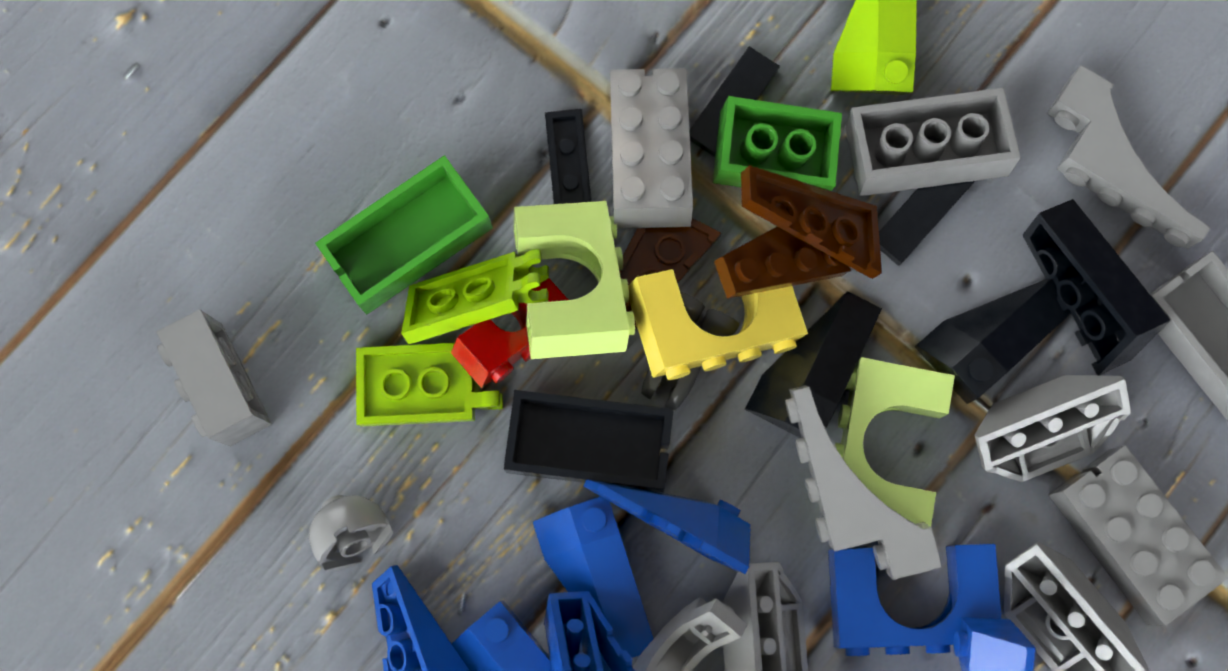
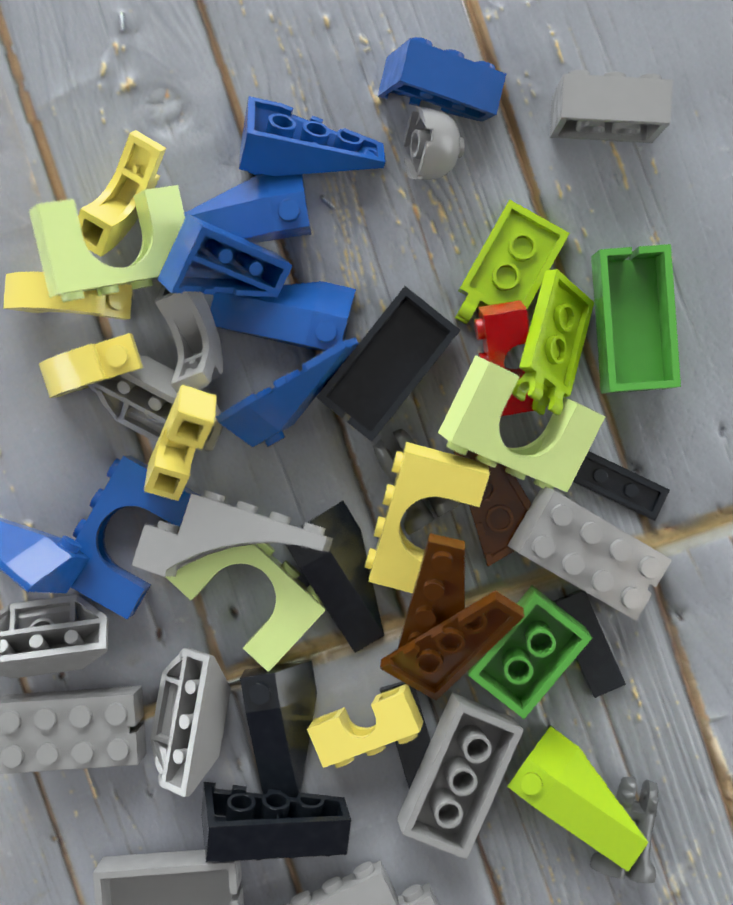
camera: 125 degrees right, 10 degrees up
(276, 560) = (443, 79): none -> blue wedge
(771, 595) = (183, 432): none -> light yellow arch
(972, 269) = (340, 740): none -> light yellow arch

